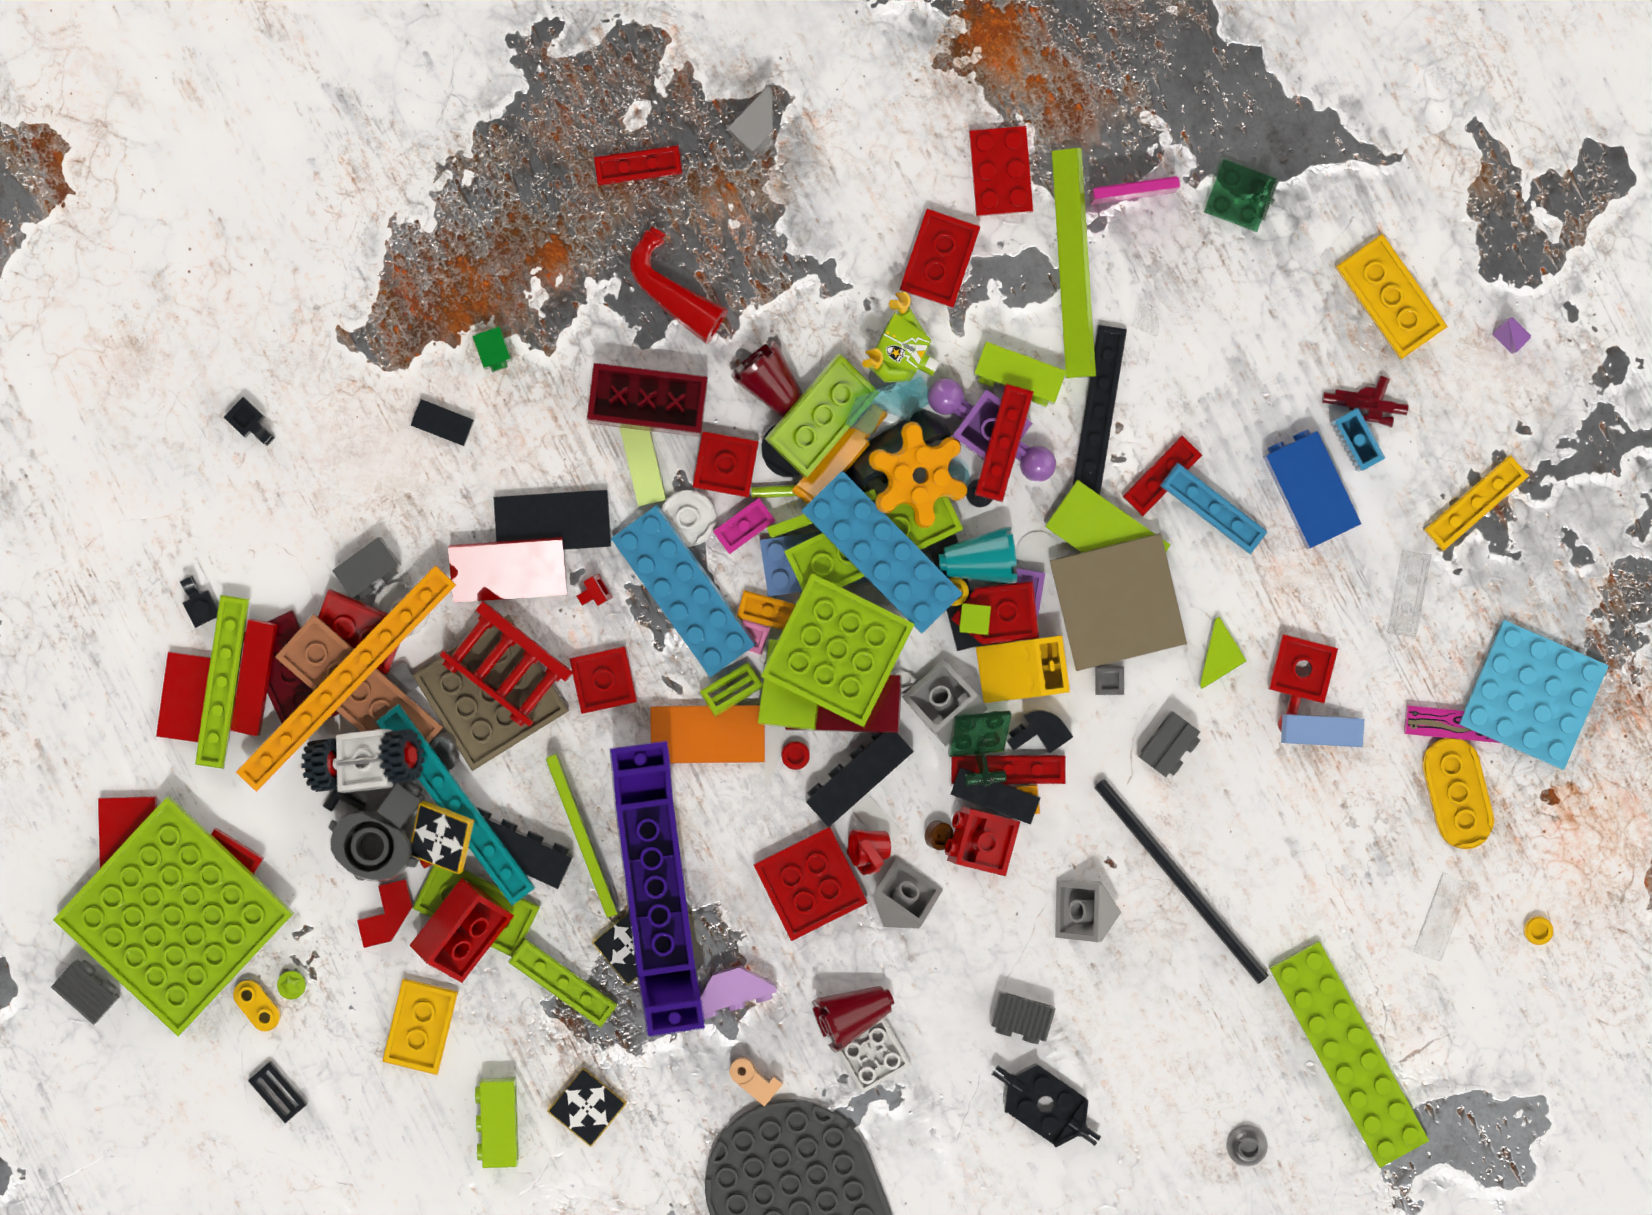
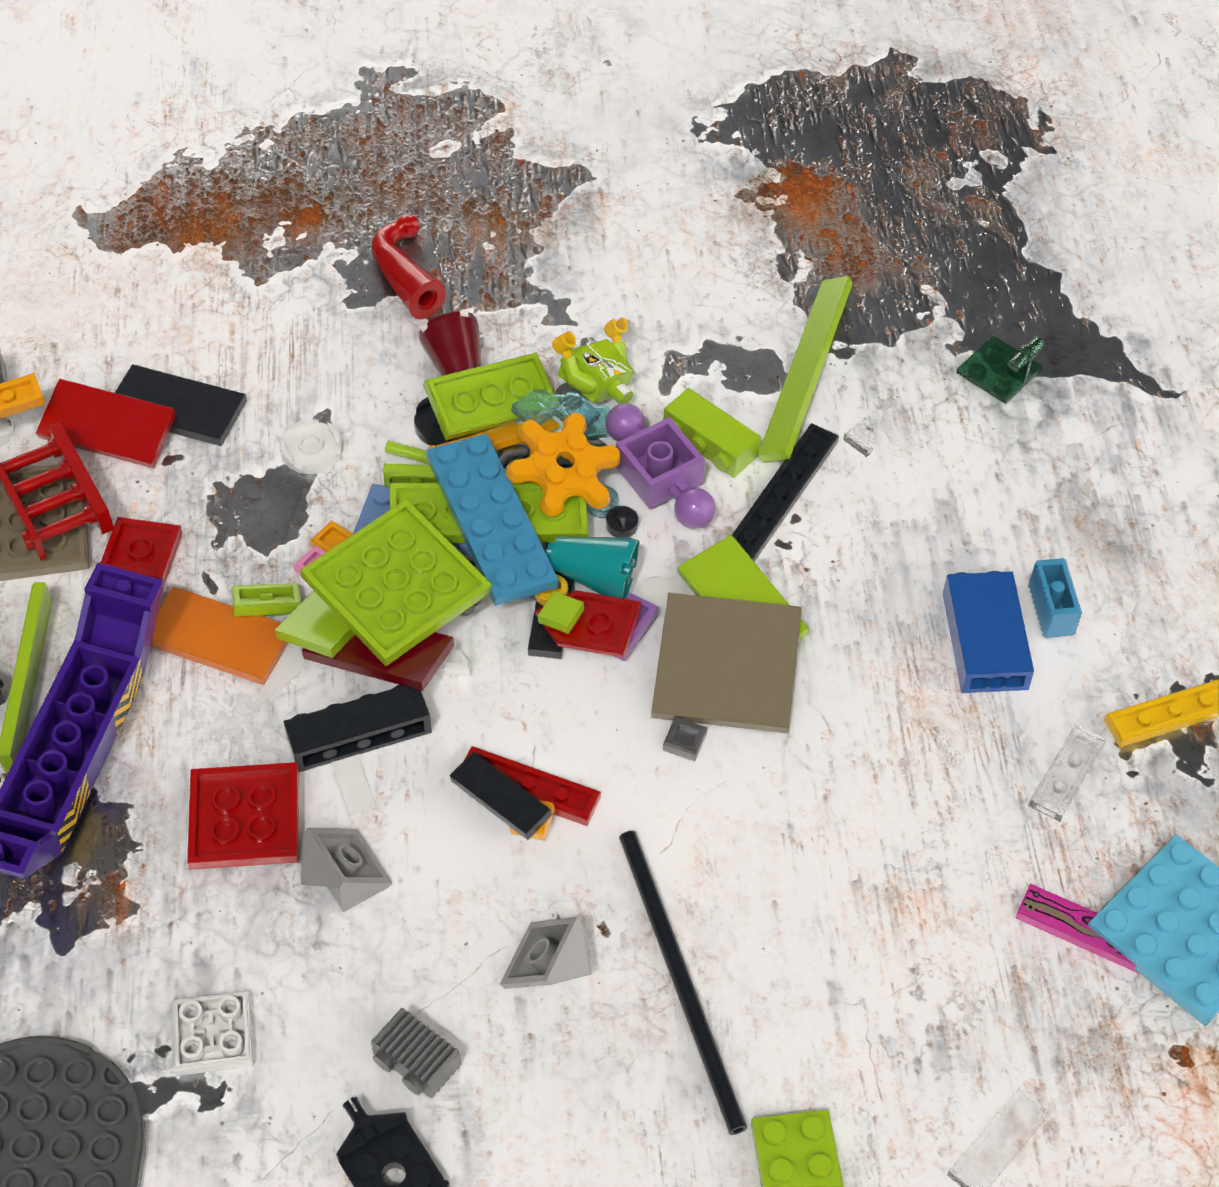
camera: 20 degrees right, 35 degrees down
(442, 422) = (124, 297): black tile -> none
(492, 349) = (206, 254): green brick -> none
(595, 591) = (178, 468): red tile -> none
(638, 165) = (424, 178): red tile -> none
(643, 466) = (294, 387): yellowish green tile -> none
(647, 400) = (327, 330): dark red brick -> none
(683, 591) = (269, 500): dark azure plate -> none
(725, 464) = (374, 412): red plate -> none
(733, 988) = (86, 890): lavender slope -> none
(744, 526) = (360, 466): dark pink plate -> none
(752, 1081) = (51, 997): light nougat leg -> none
(755, 125) = (547, 166): light grey slope -> none
(795, 755) = (300, 688): red tile -> none
(851, 1014) = (211, 965): dark red cone -> none
(867, 848) = (328, 799): red piece -> none
(938, 834) = (416, 819): reddish brown tile -> none
(939, 258) = (673, 323): red plate -> none
(940, 698) = (490, 689): light grey slope -> none
(977, 736) = (511, 726): clear green plate -> none
(982, 840) = (462, 839): red plate -> none
(1001, 171) = (765, 282): red plate -> none
(1004, 442) = (666, 462): red tile -> none
(1023, 669) = (594, 686): yellow slope -> none
(1045, 725) = (585, 747): black brick -> none
(1134, 190) = (892, 320): dark pink tile -> none
(1147, 489) = (824, 571): red tile -> none
(1169, 744) = (726, 820): dark grey brick -> none
(1213, 508) = (870, 615): dark azure tile -> none
(1221, 655) = (823, 759): lime tile -> none
(1285, 679) = (916, 822): red plate -> none
(1322, 730) = (916, 867): medium blue tile -> none
(1368, 399) = (1086, 585): dark red piece -> none
(1391, 296) = (1133, 500): yellow tile -> none
(1458, 793) = (1063, 1006): yellow tile -> none

